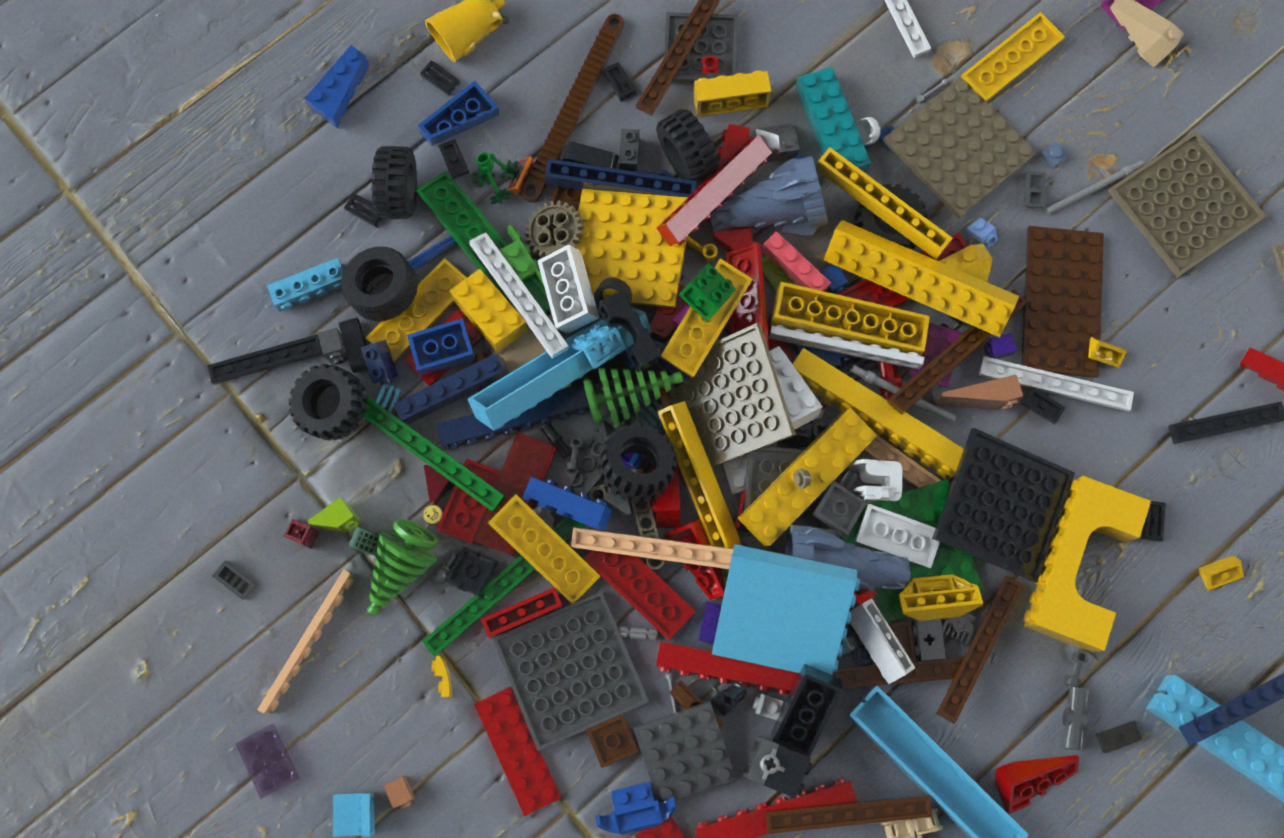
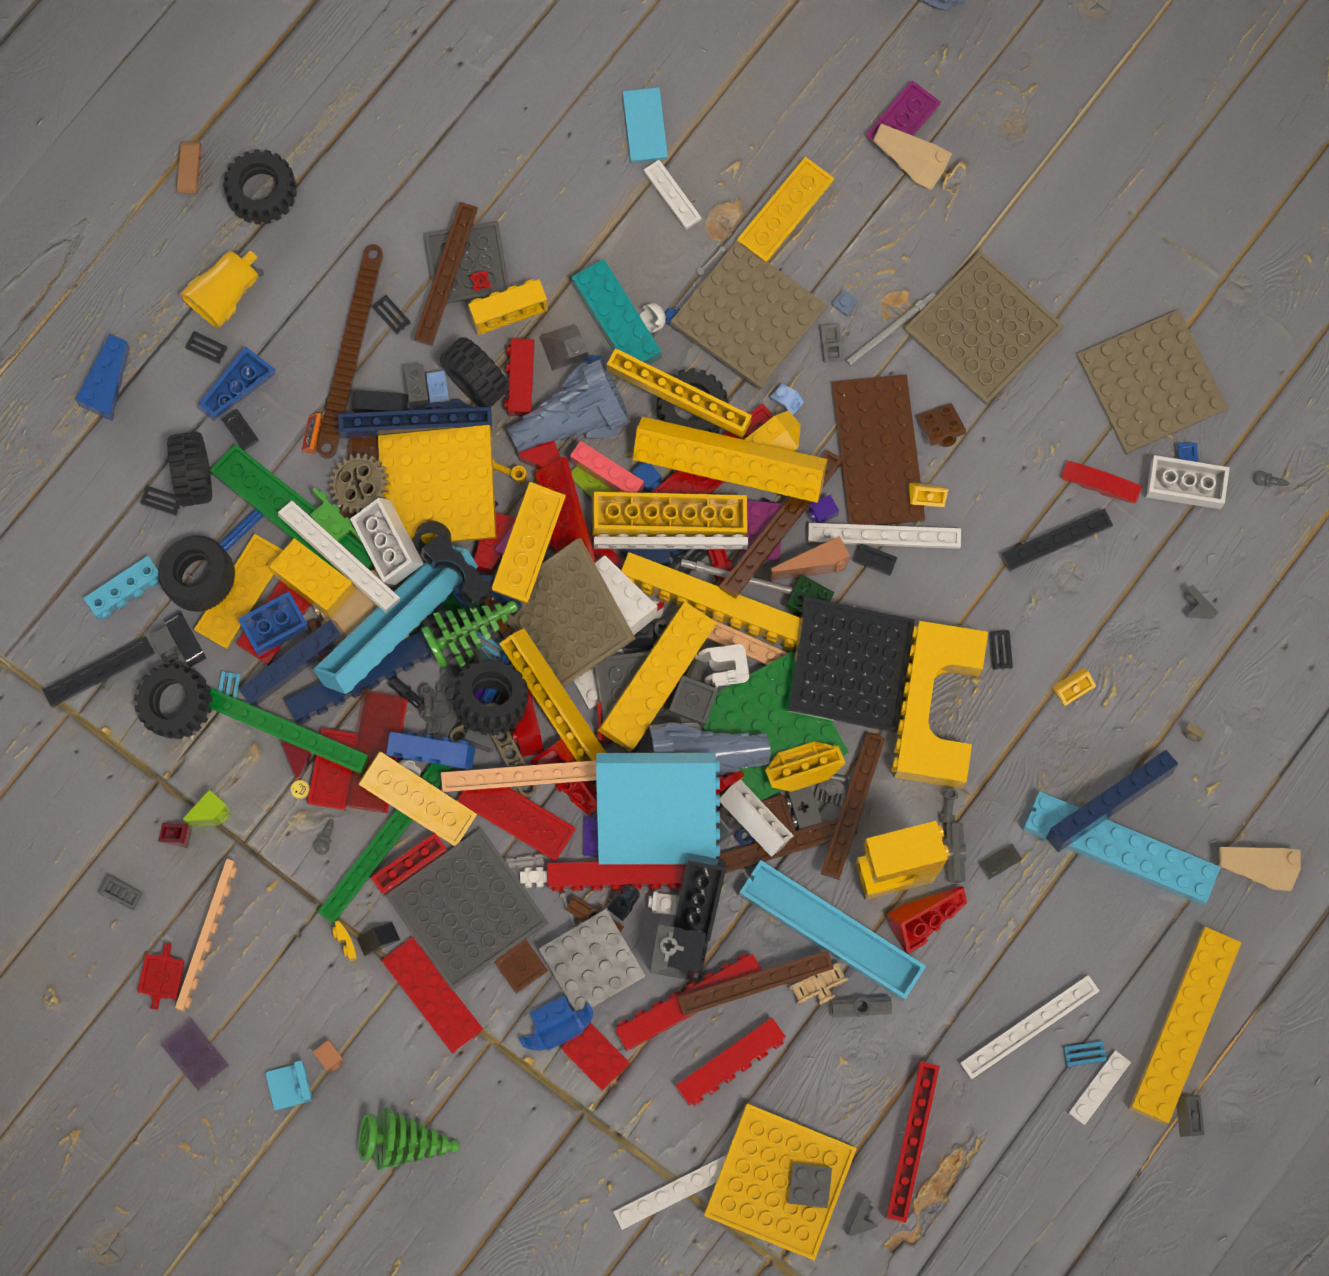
camera: 15 degrees left, 0 degrees up
(253, 673) = (161, 976): none -> red plate
(365, 541) = (244, 829): sand green slope -> none
(379, 362) = (214, 651): dark blue brick -> none
(399, 561) = (280, 840): bright green plant -> none
(471, 571) = (351, 835): black plate -> none
(476, 681) = (378, 938): none -> black slope
(485, 164) = (275, 434): plant -> none
(599, 344) = (429, 590): medium azure bracket -> none
(640, 651) = (529, 877): none -> white piece
(648, 155) = (437, 386): none -> light blue bracket
(707, 292) = (524, 517): green bracket -> none
(714, 191) = (511, 412): brick -> none
(802, 478) = (650, 679): dark tan plate -> none
(897, 535) = (754, 715): white plate -> none
(968, 419) = (806, 588): none -> dark green plate
(1035, 725) = (902, 860): none -> yellow arch
(1131, 288) = (941, 425): none -> reddish brown plate

